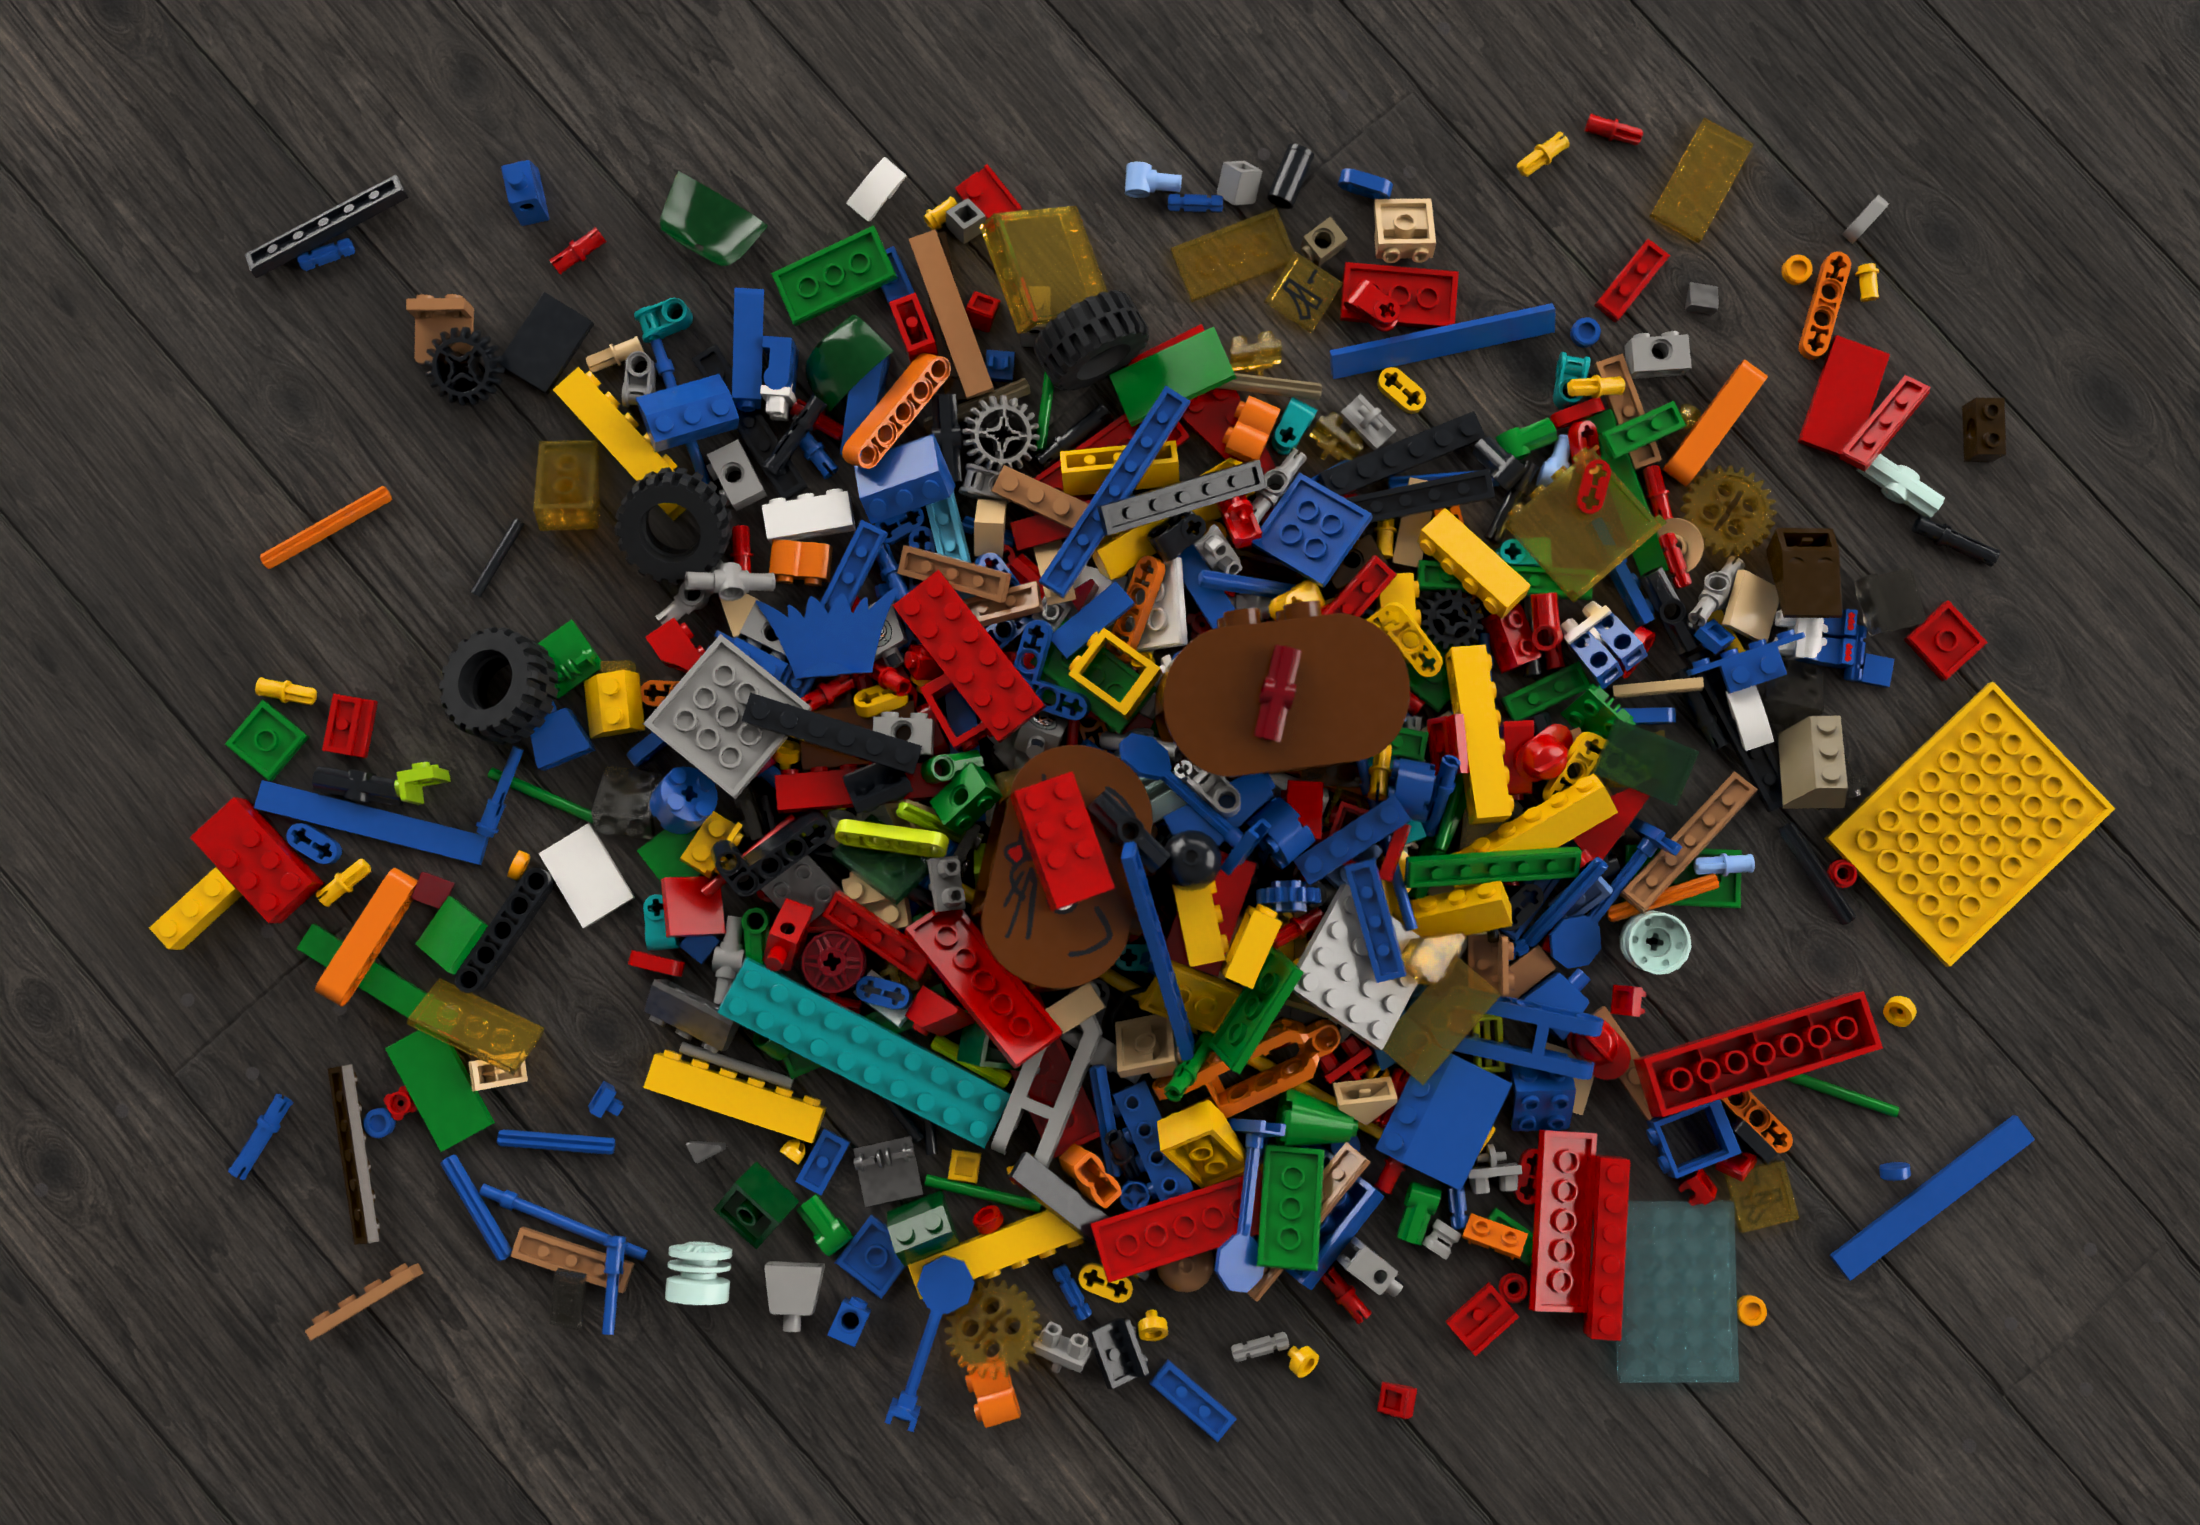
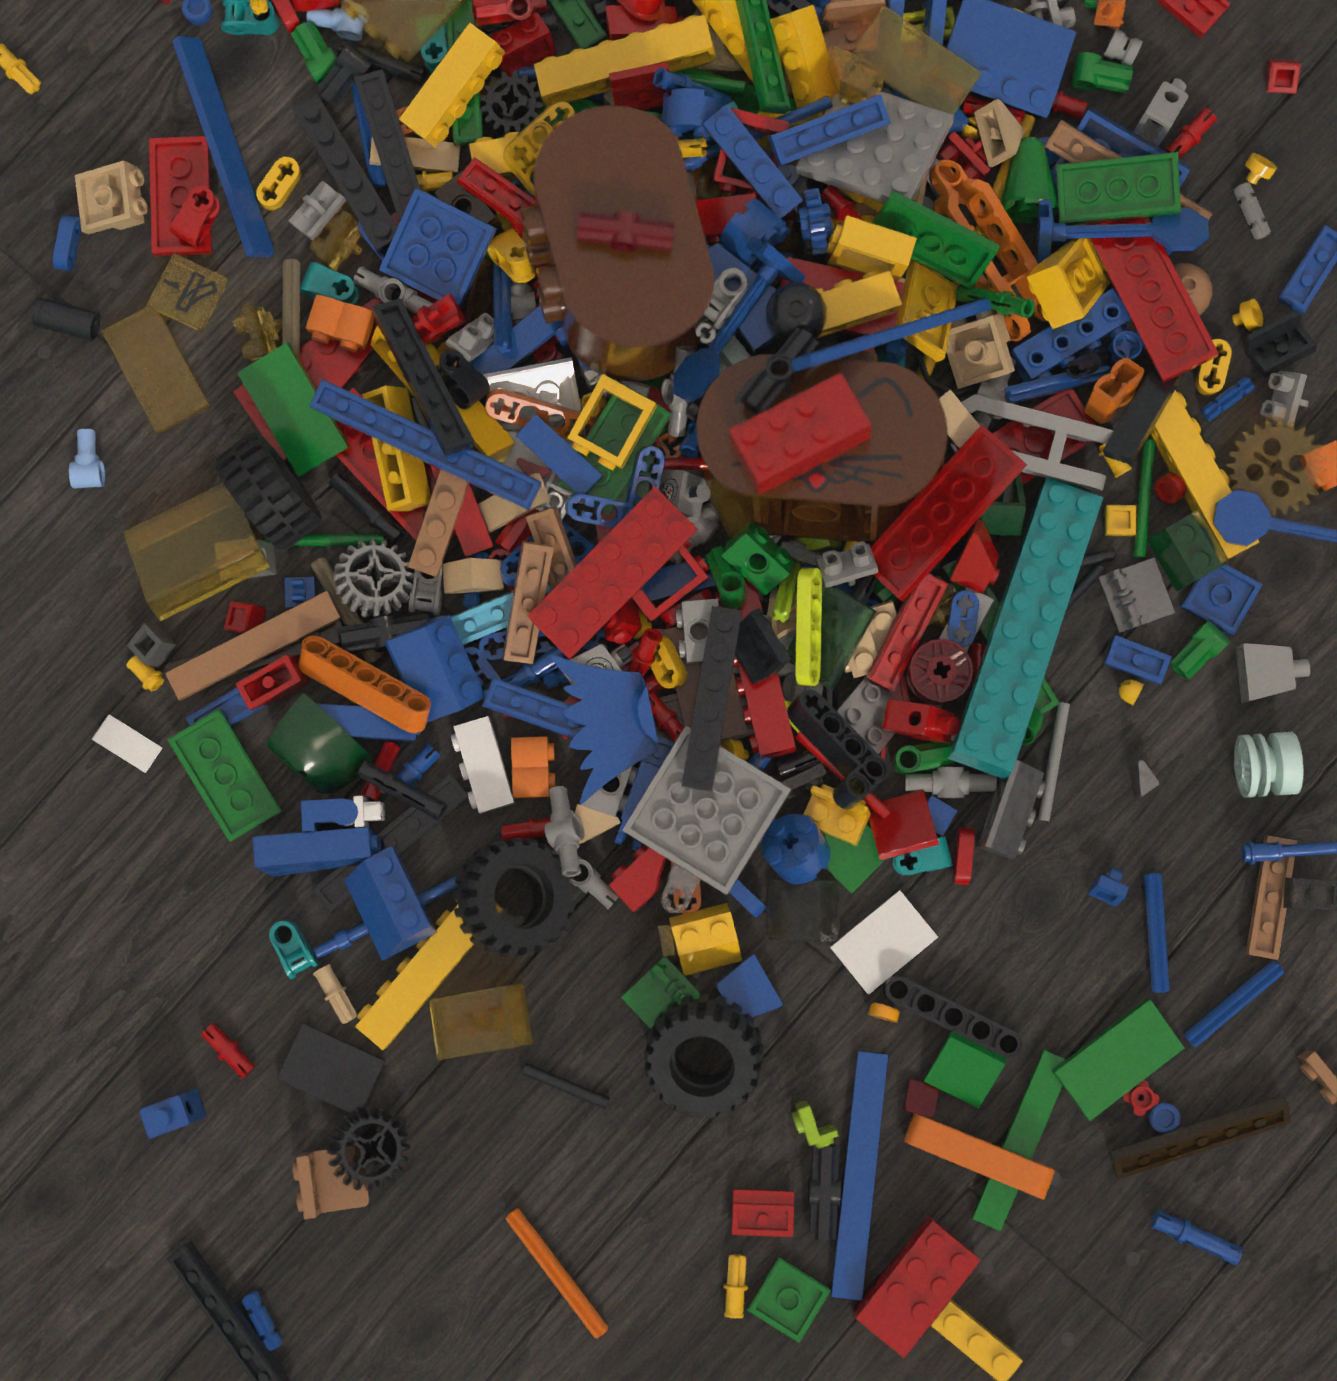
camera: 95 degrees left, 0 degrees up
(310, 849) = (882, 1229): blue beam -> none
(343, 882) = (926, 1192): yellow axle -> none
(476, 1026) = (1054, 1029): clear yellow tile -> none
(488, 1076) = (1095, 1000): tan slope -> none
(495, 806) = (827, 1046): blue pin -> none
(510, 1200) = (1221, 970): blue bar -> none
(544, 796) = (807, 1000): green bar -> none
(638, 383) = (364, 963): light grey piece -> none
(663, 687) = (679, 881): none -> clear piece
(704, 217) = (178, 916): dark green piece -> none
(734, 458) = (431, 849): light grey brick -> none
(735, 1097) = (1086, 756): yellow brick -> none
(756, 1205) = (1190, 719): dark green slope -> none
(843, 1332) = (1301, 607): blue brick -> none
(950, 1050) = (1009, 543): neon yellow axle -> none
(987, 193) = (120, 626): red plate -> none
(1195, 203) = (105, 413): blue axle -> none
(1239, 182) = (79, 370): light grey panel -> none
(1331, 234) = (124, 269): dark tan brick -> none
(1457, 1207) = (1090, 37): blue axle -> none

